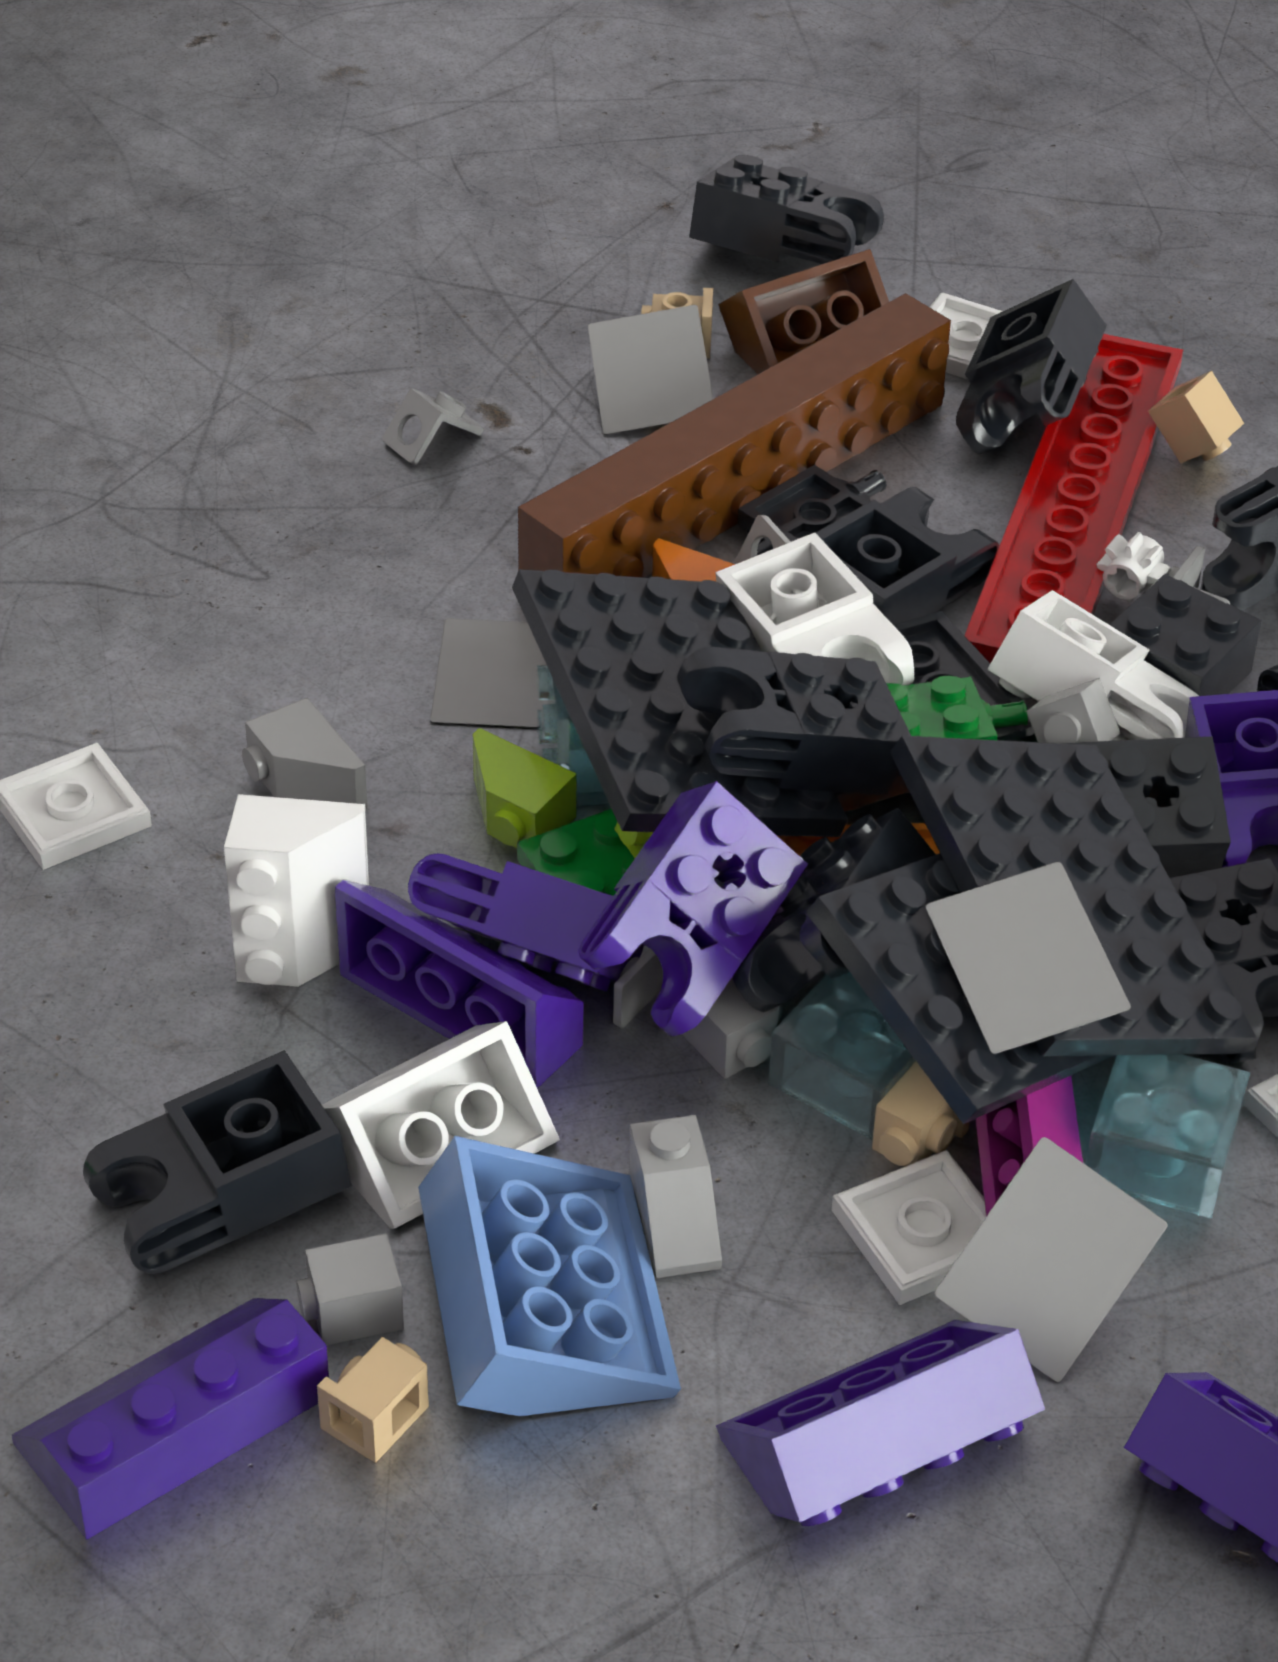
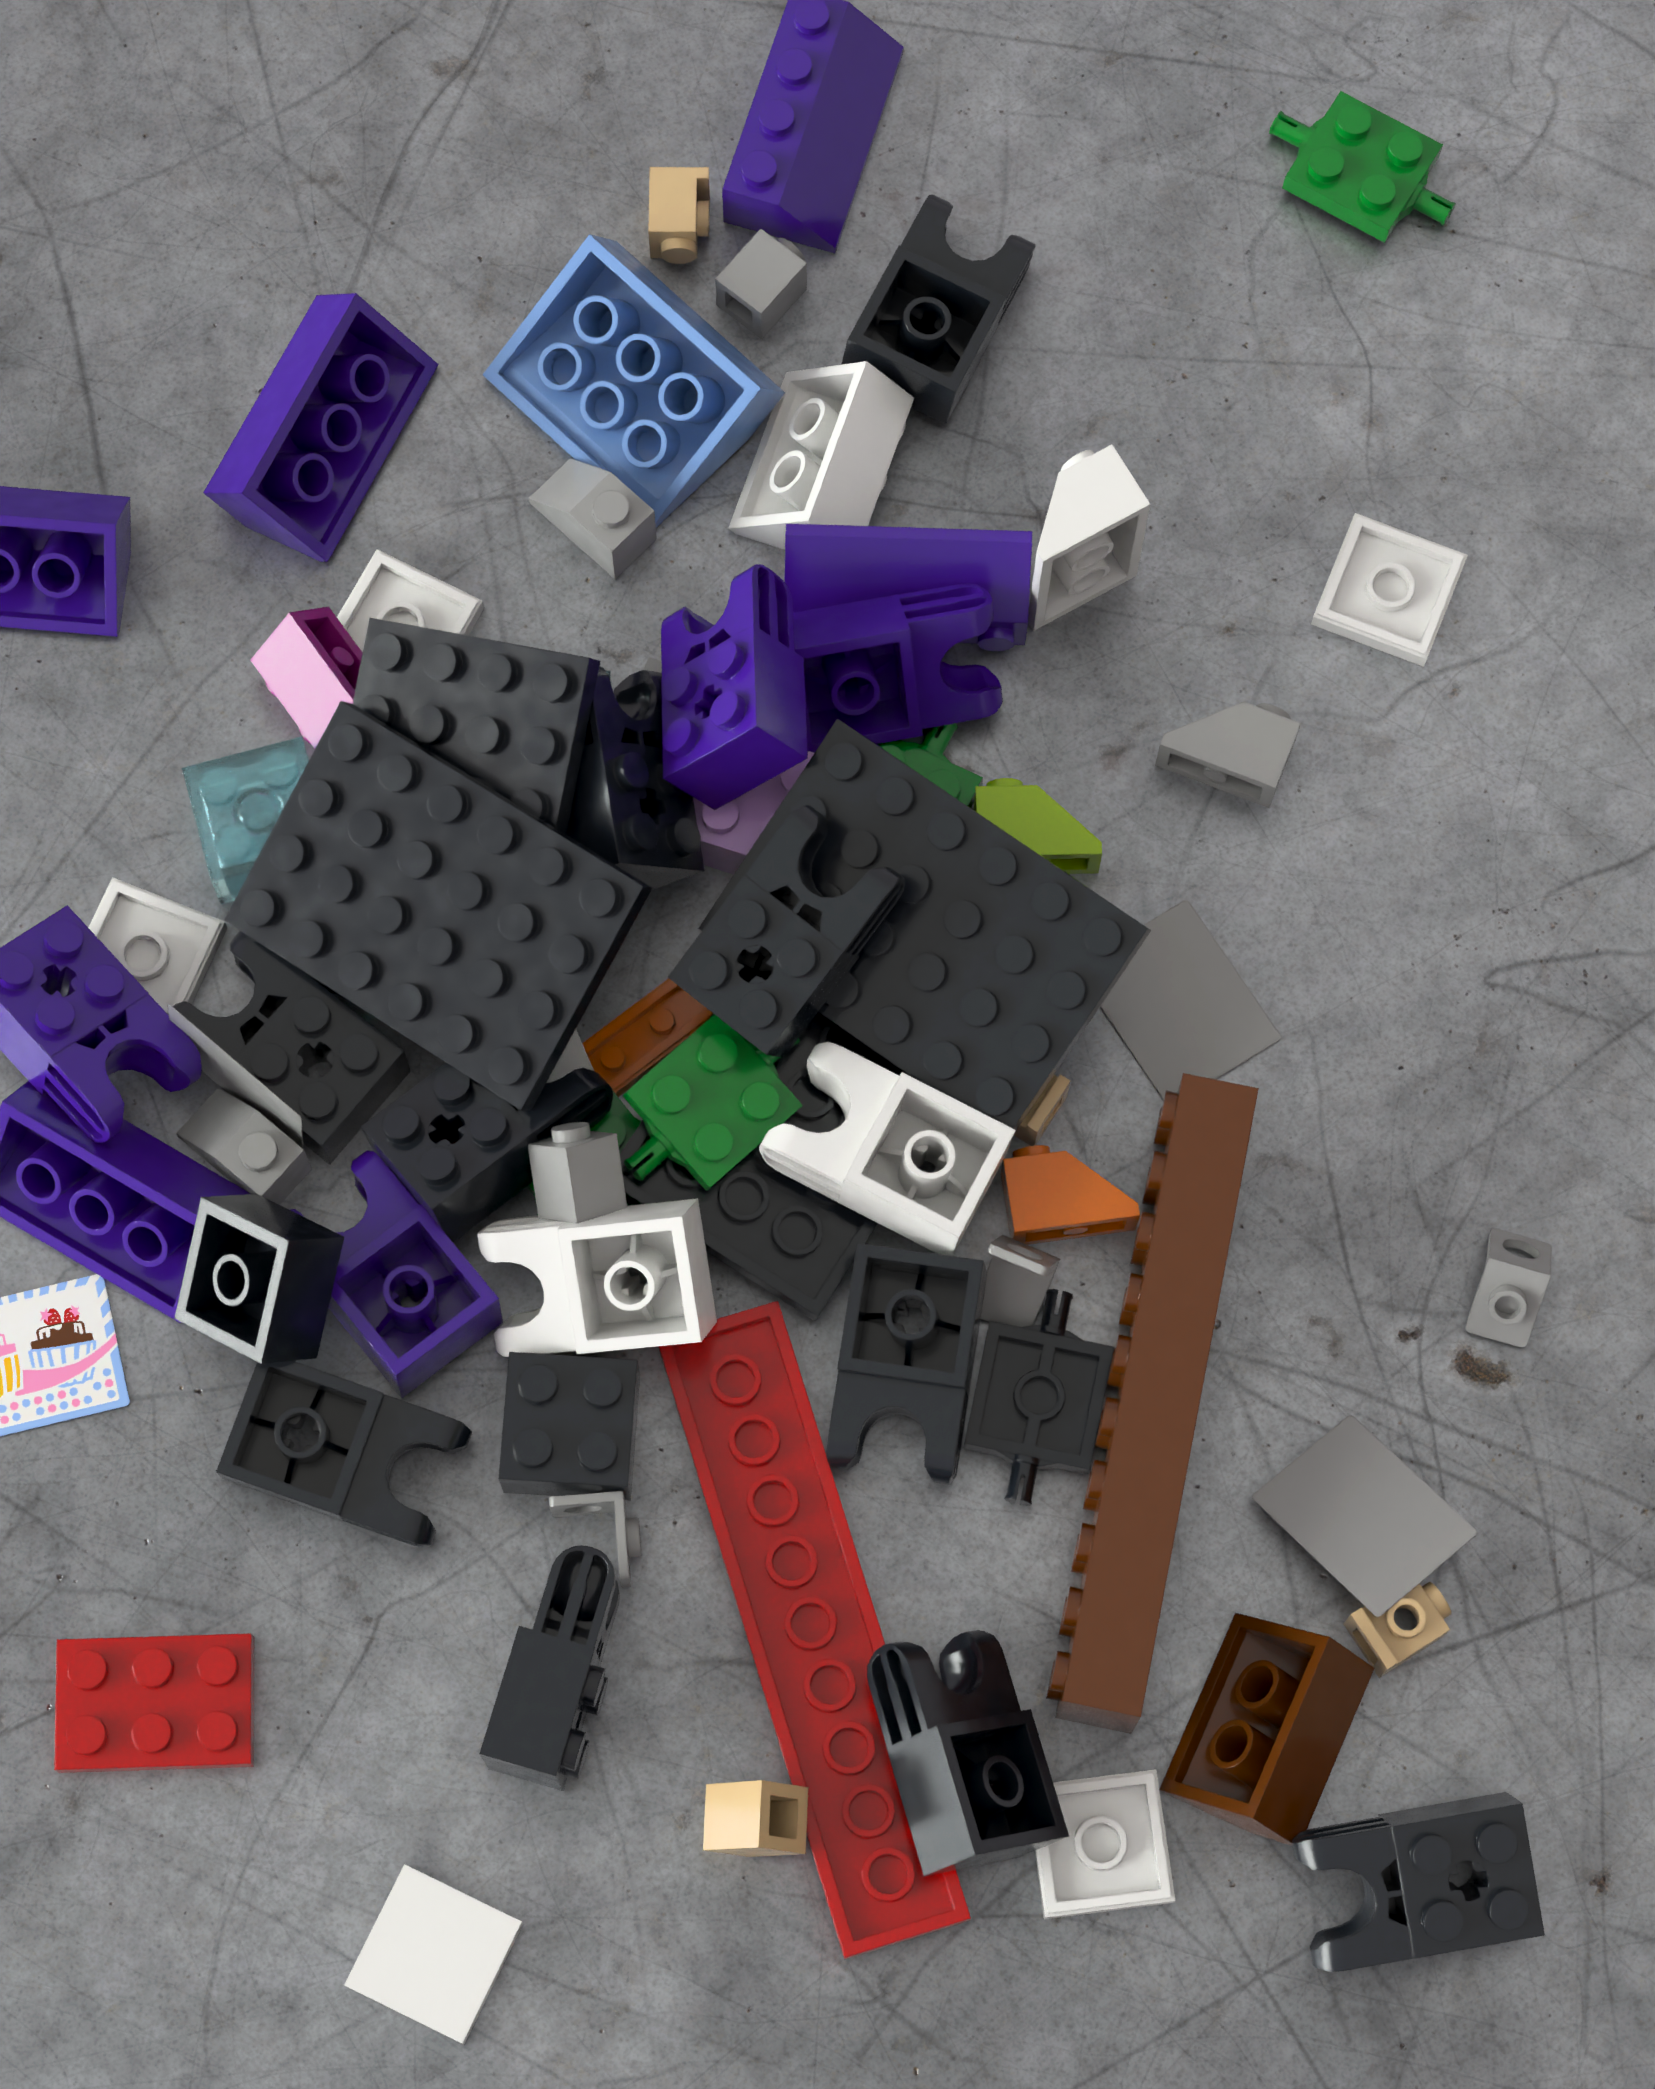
camera: 145 degrees right, 30 degrees up
(1027, 957) = (405, 748): light grey sticker -> none
(1052, 1257) = (264, 599): light grey sticker -> none
(1132, 565) = (677, 1514): white gear -> none

